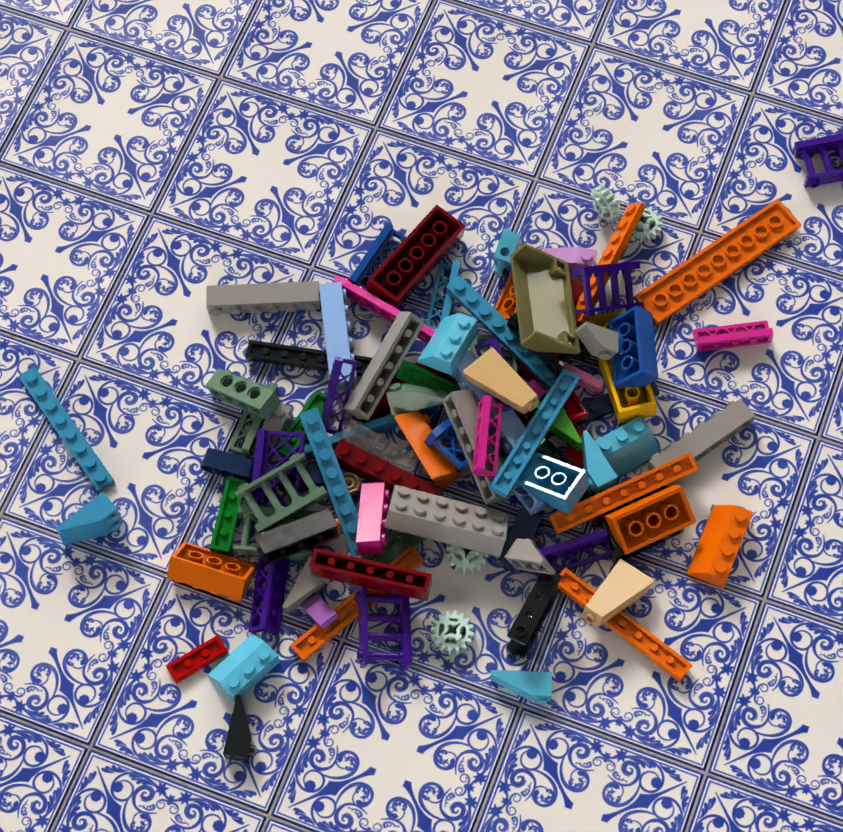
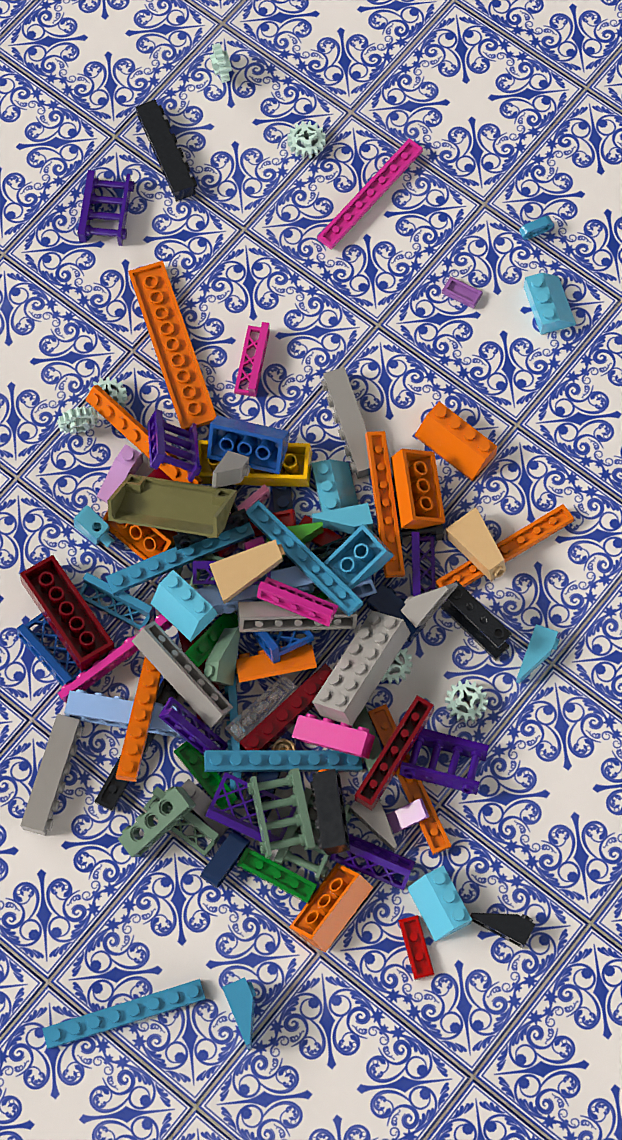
camera: 70 degrees left, 5 degrees up
(324, 344) = (139, 723): none -> orange plate

